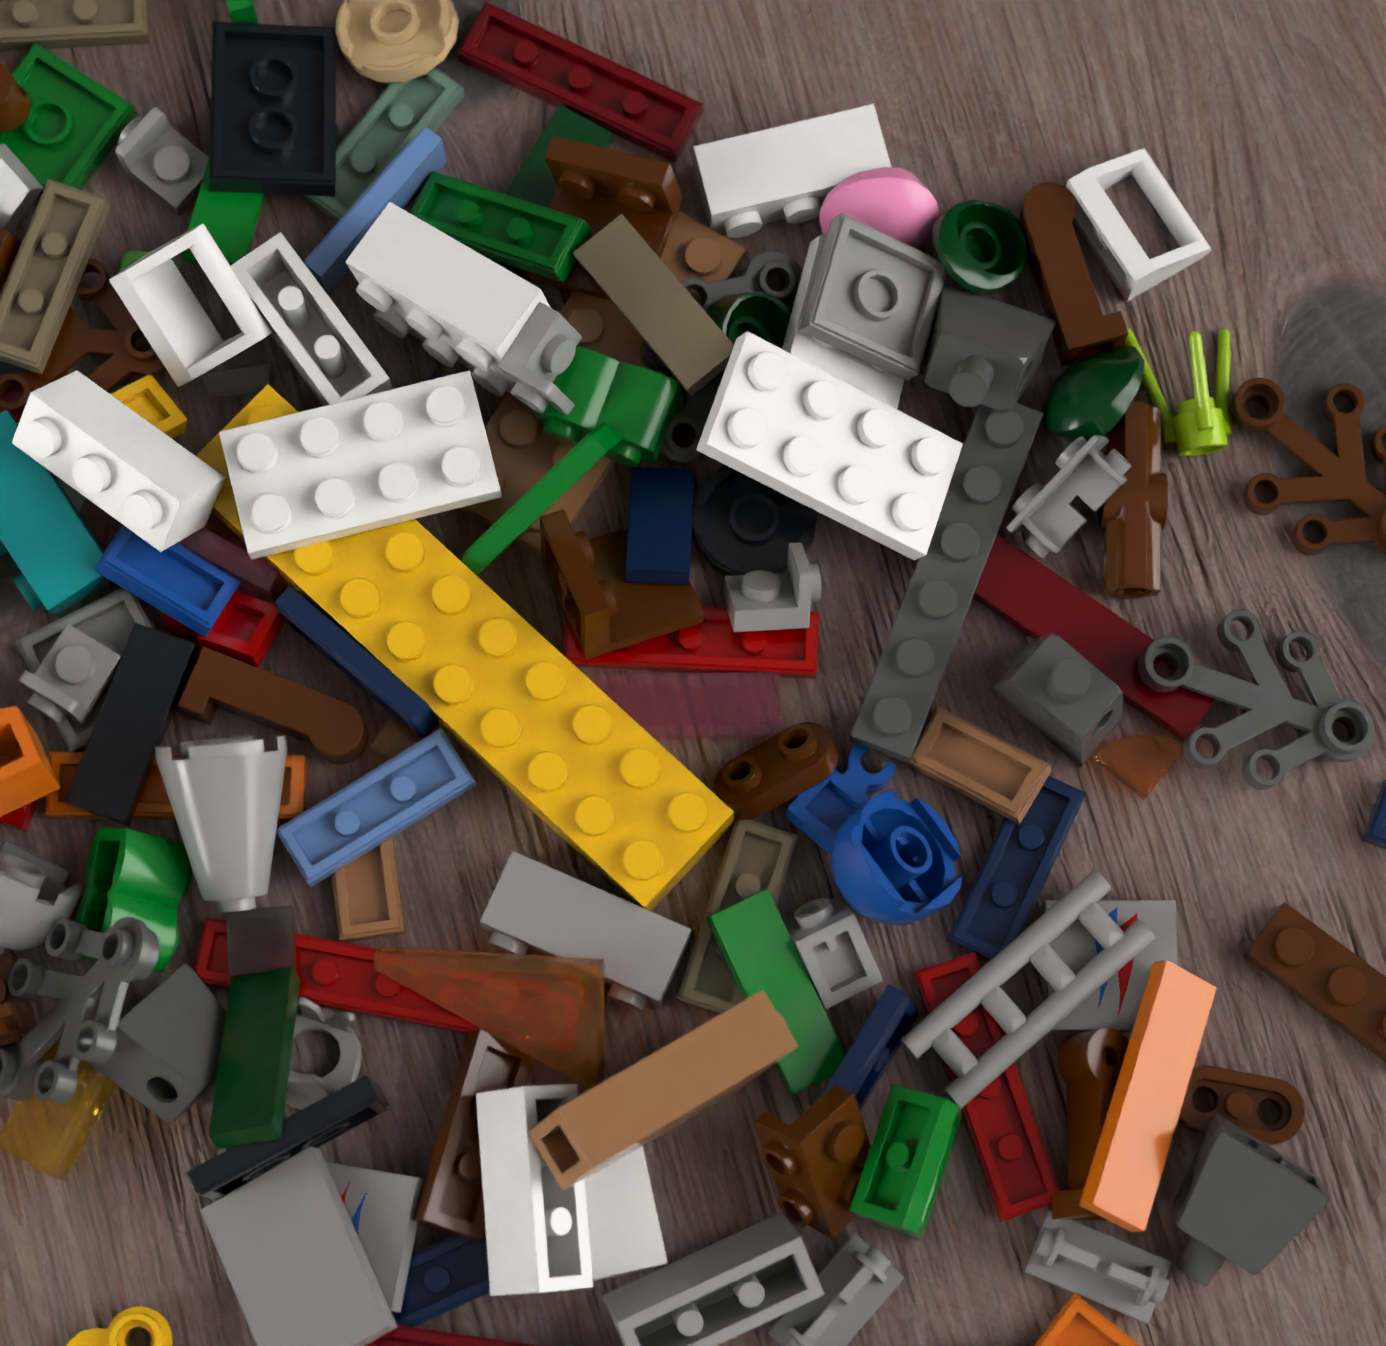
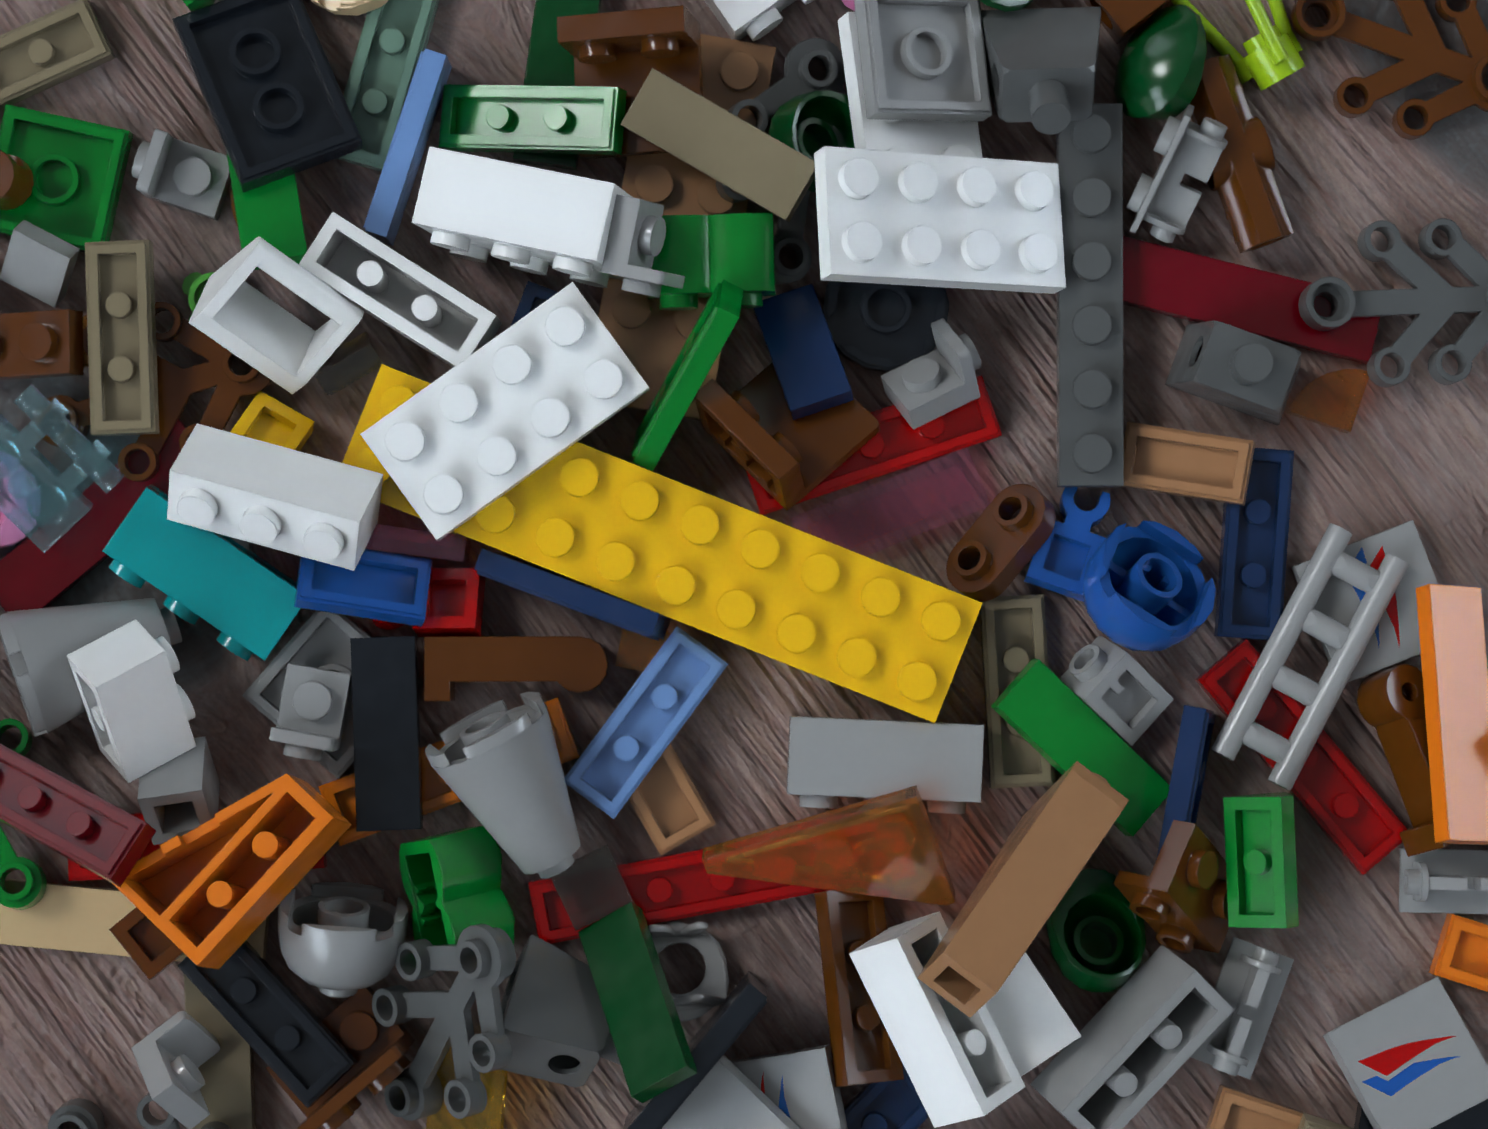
camera: 25 degrees left, 10 degrees up
(721, 1173) = (1096, 933): none -> dark green hat

